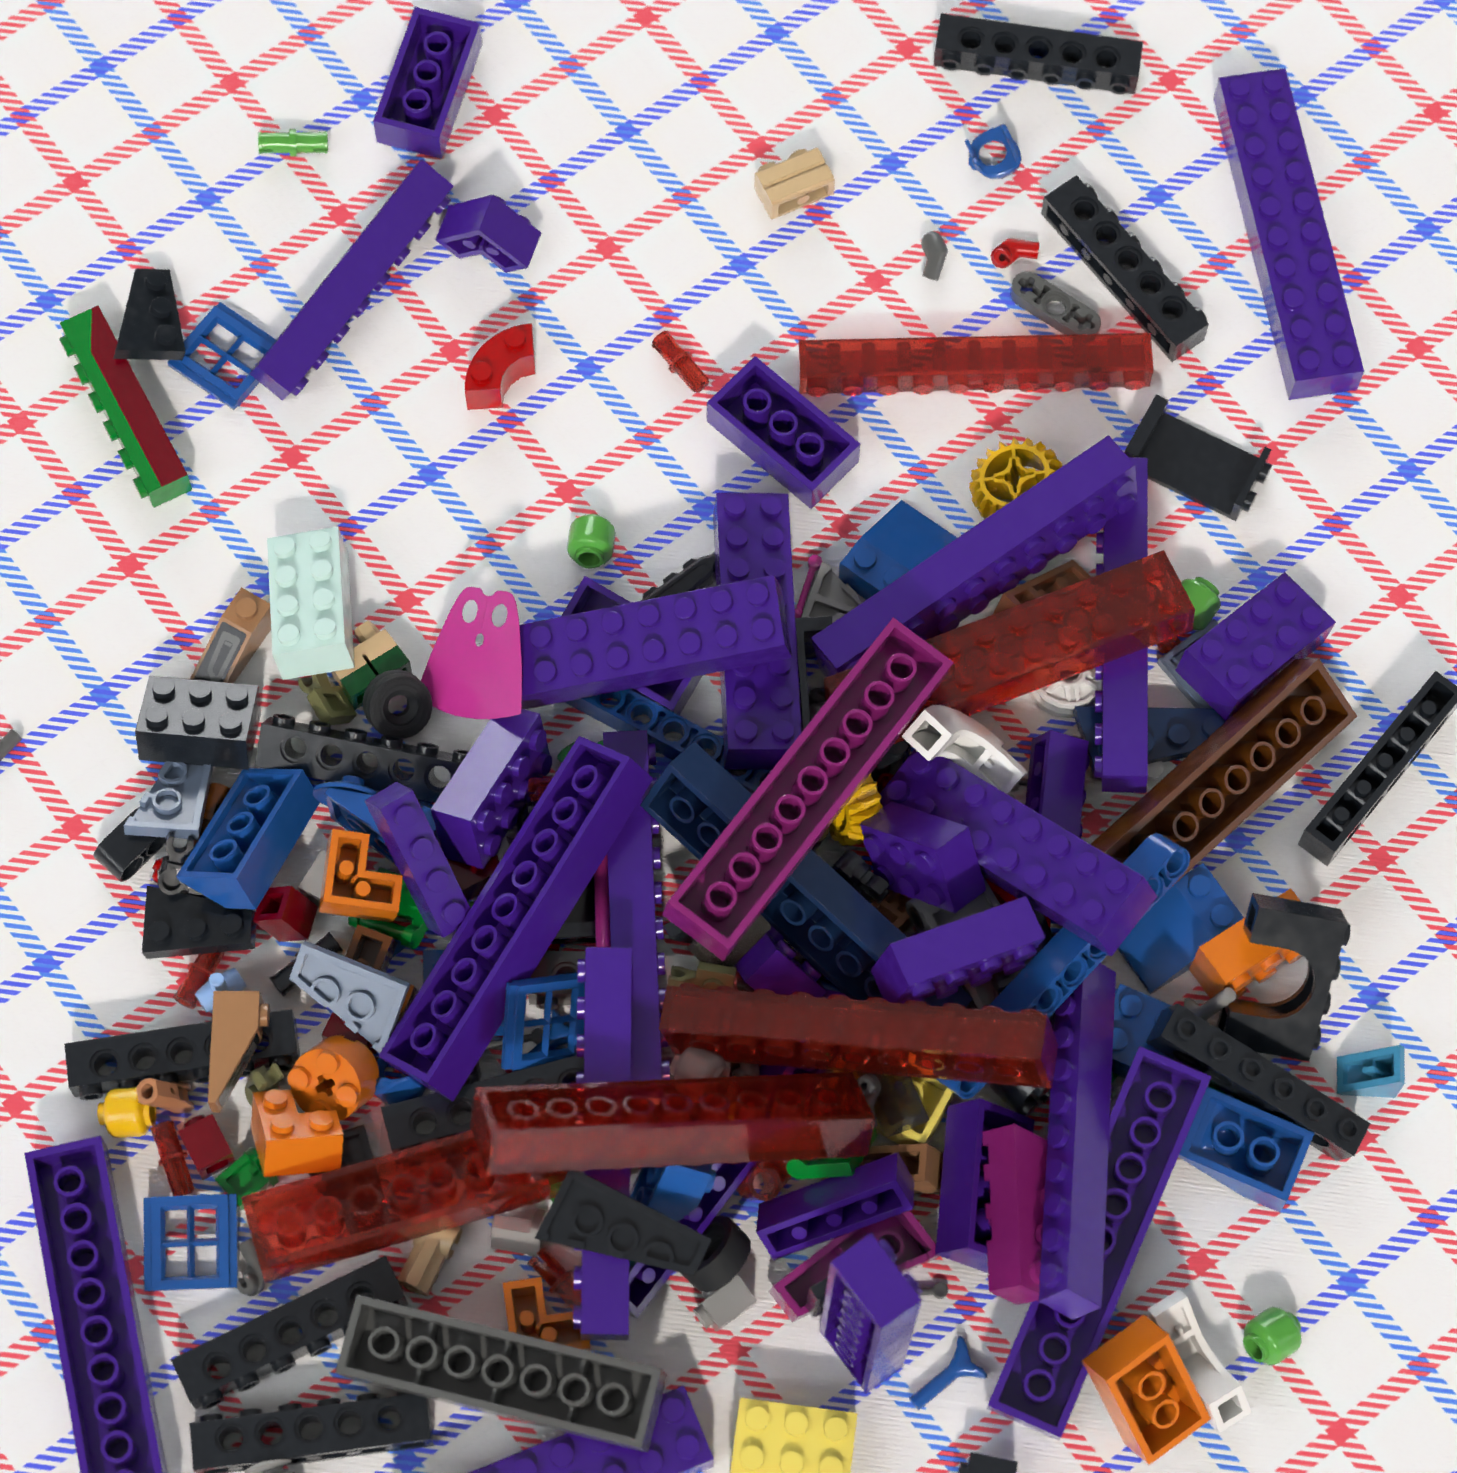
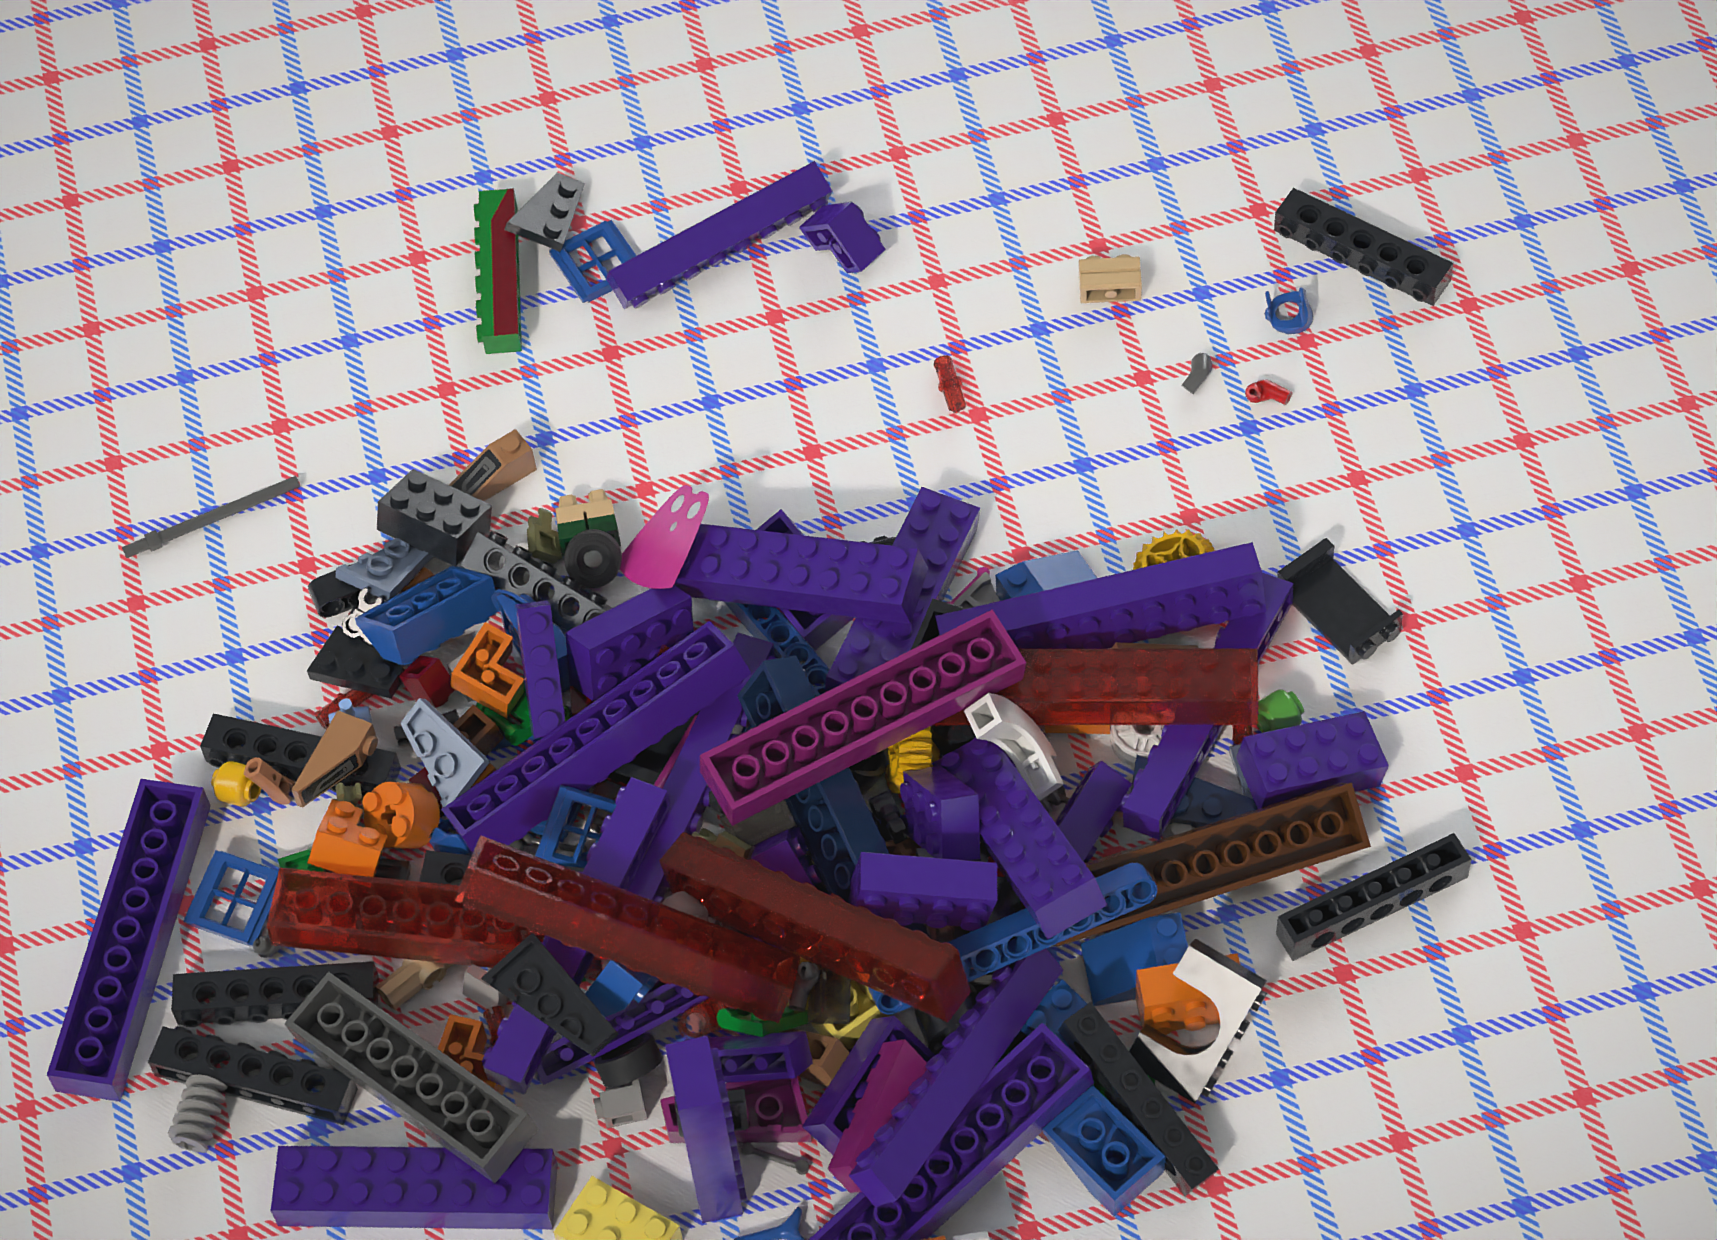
camera: 30 degrees right, 10 degrees down
(172, 1158) = (254, 829): clear red axle -> none
(206, 1145) = (282, 831): dark red brick -> none
(293, 142) = (726, 121): bright green pin -> none
(310, 603) = (562, 459): light aqua brick -> none
(428, 82) = (852, 109): dark purple brick -> none
(498, 366) = (802, 337): red brick -> none
(591, 541) = (808, 492): bright green head -> none
(783, 432) = (1002, 462): dark purple brick -> none
(975, 364) = (1190, 466): clear red brick -> none
(1051, 293) = (1281, 460): dark grey beam -> none
(1126, 285) = (1369, 500): black brick -> none
(1213, 1005) = (1126, 1030): light grey piece -> none
(1288, 234) = (1505, 454): dark purple brick -> none
(1372, 1073) = (1246, 1135): dark azure slope -> none

